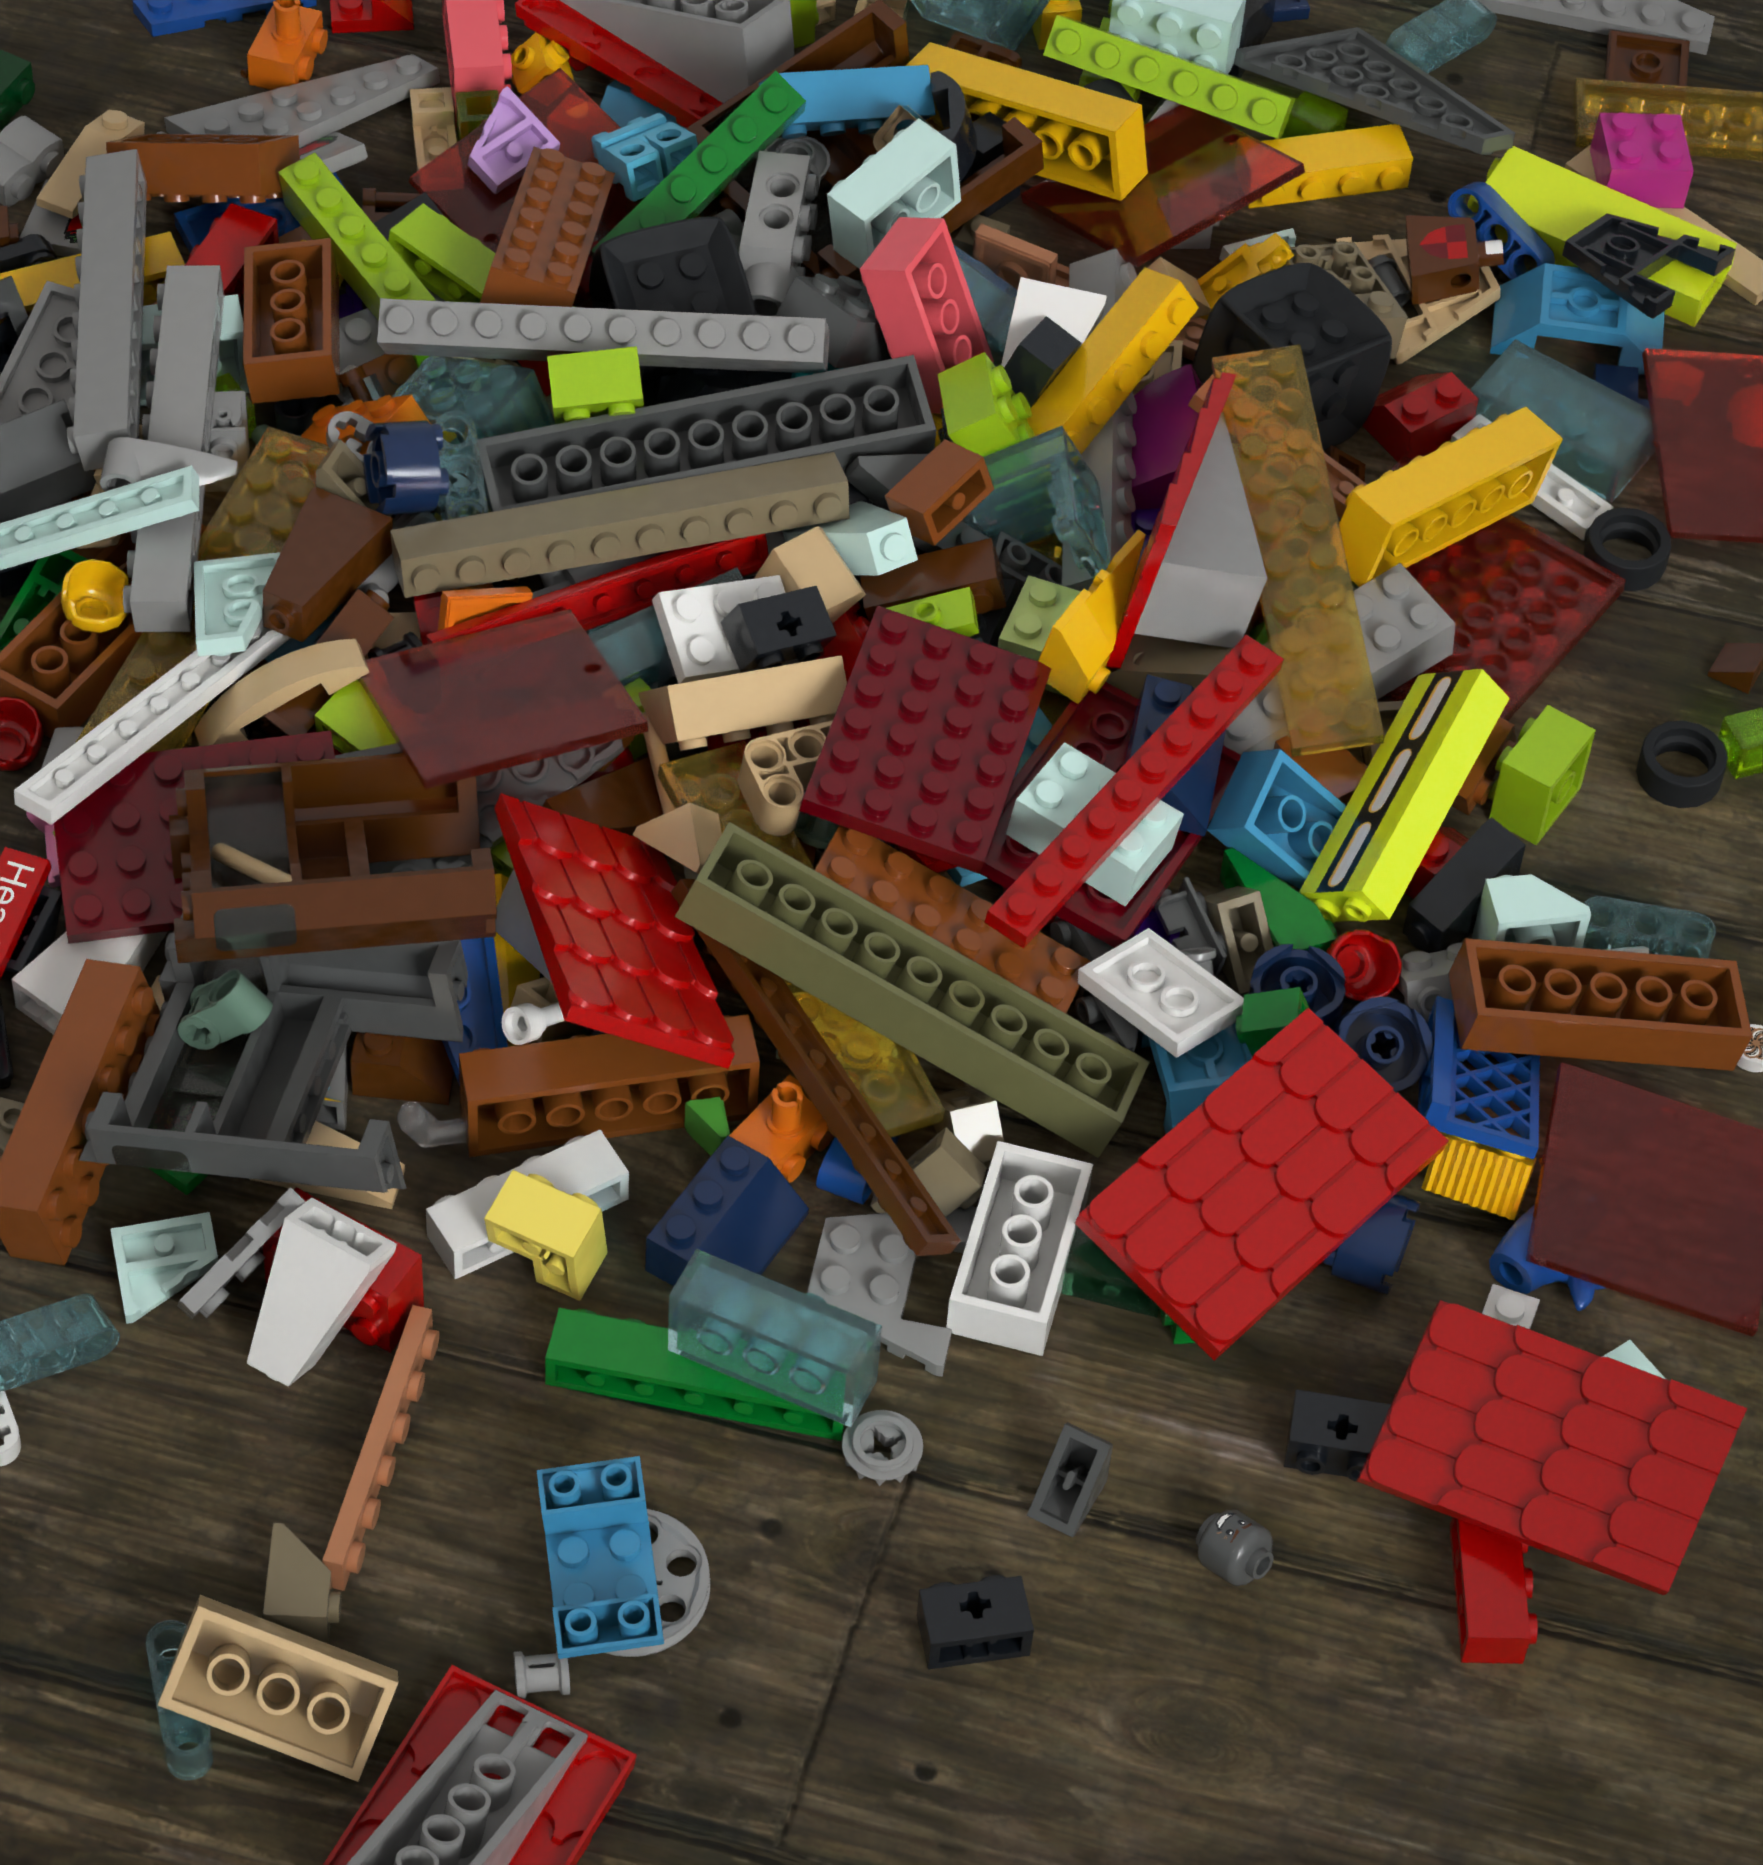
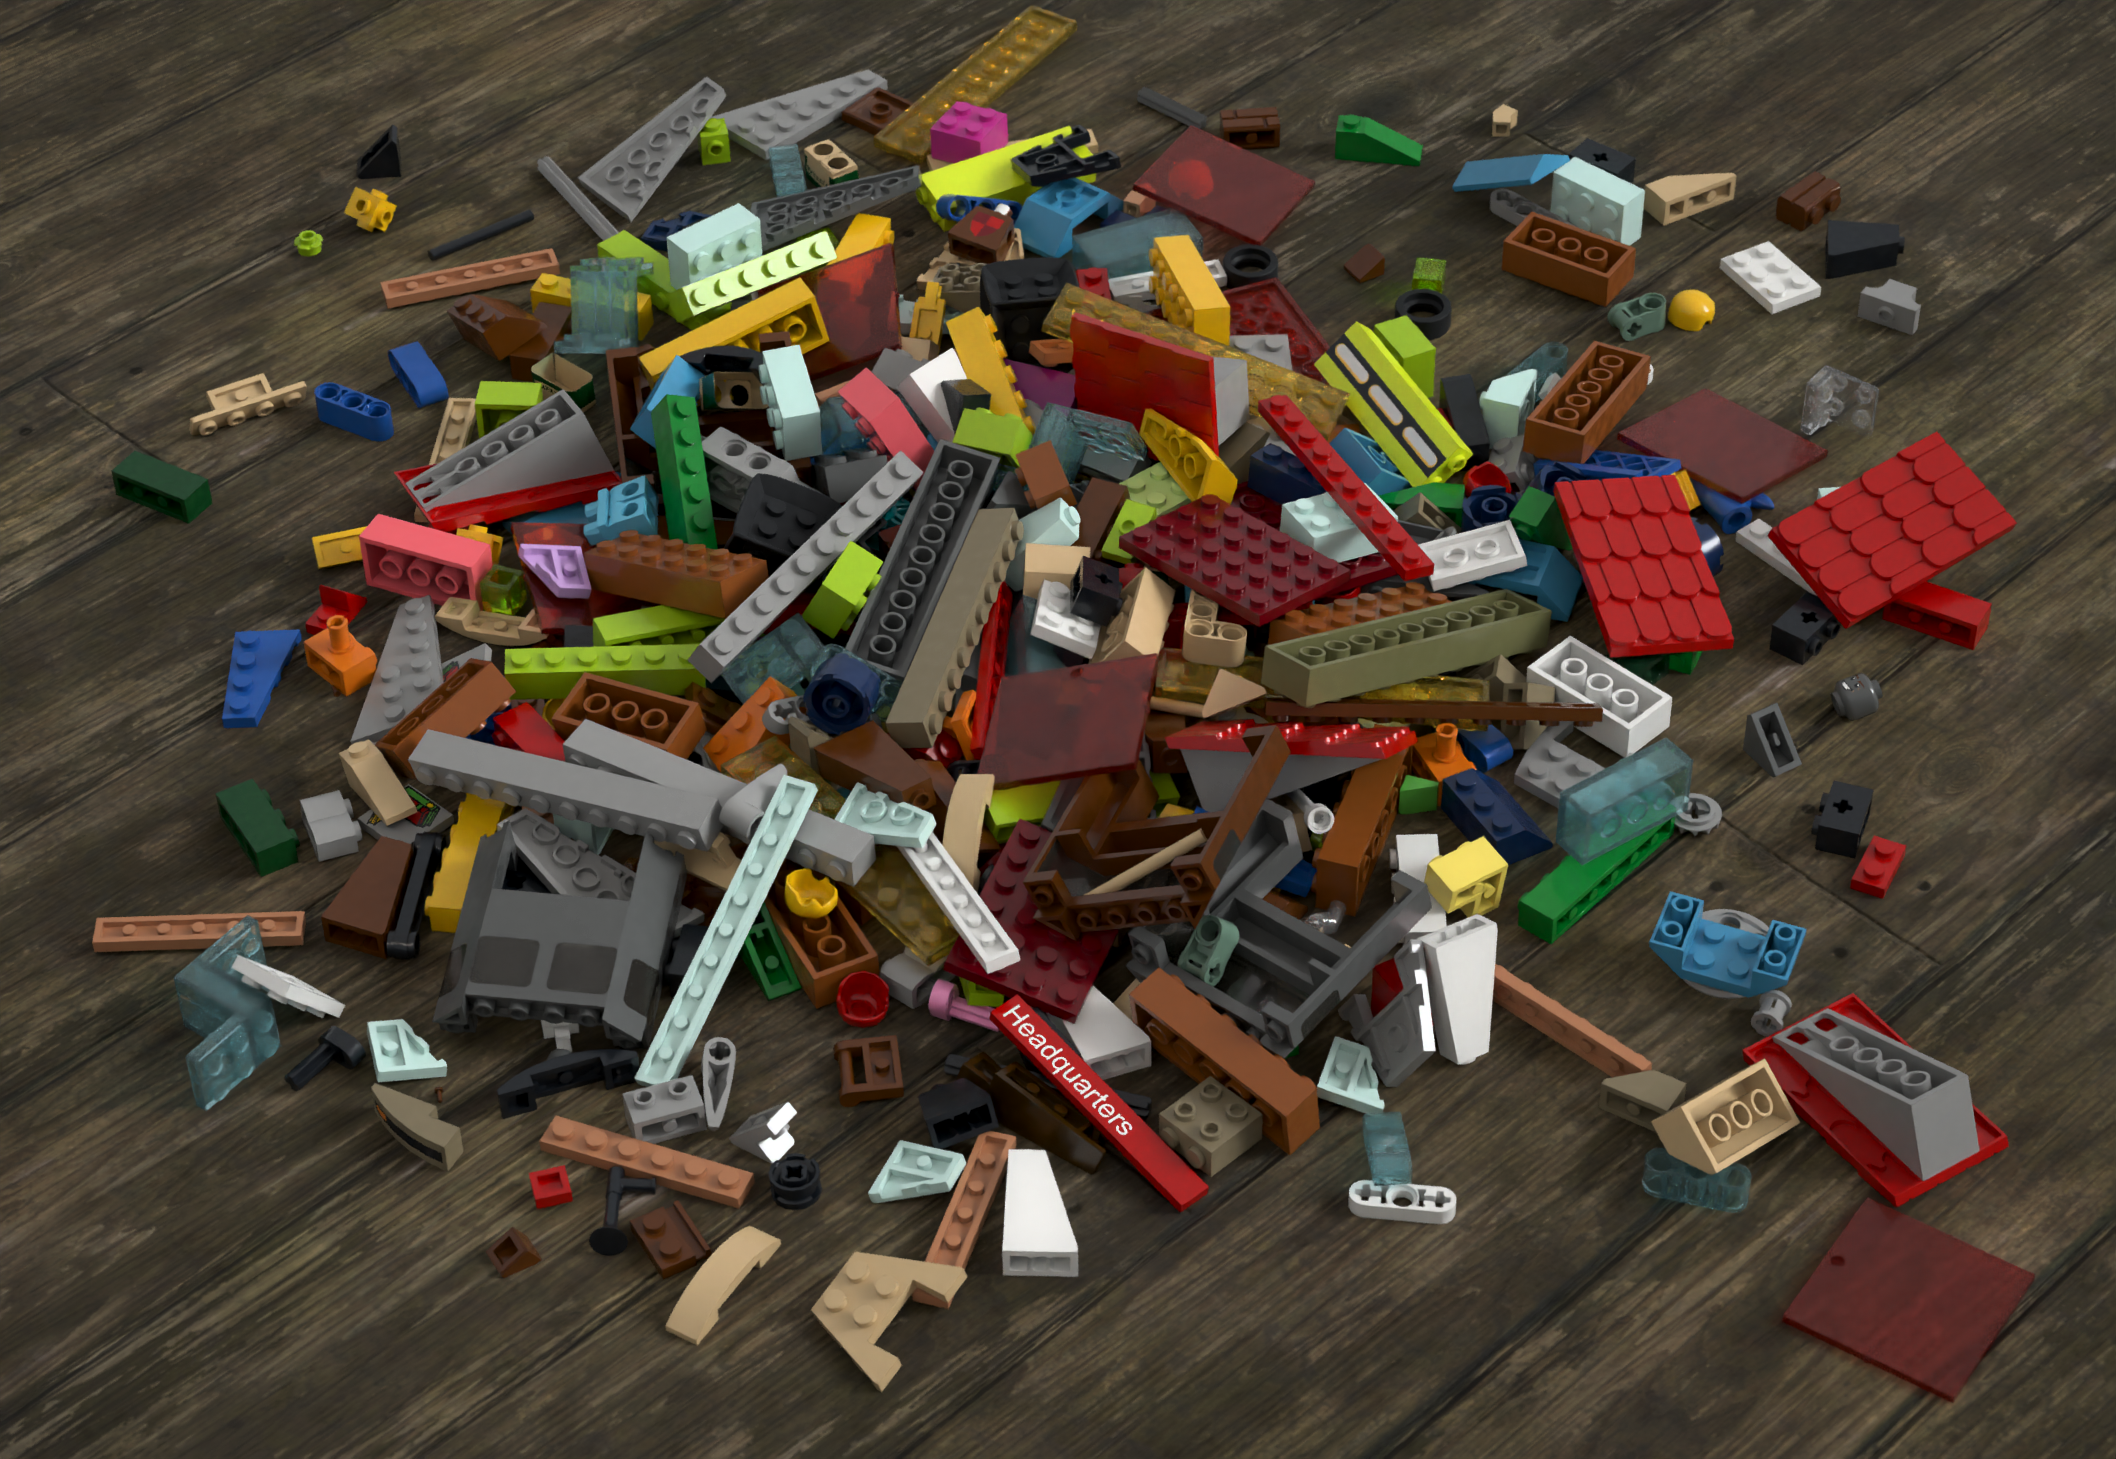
camera: 55 degrees left, 10 degrees down
(919, 1700) = (1878, 867): none -> red plate
(1498, 48) = (817, 163): none -> tan piece

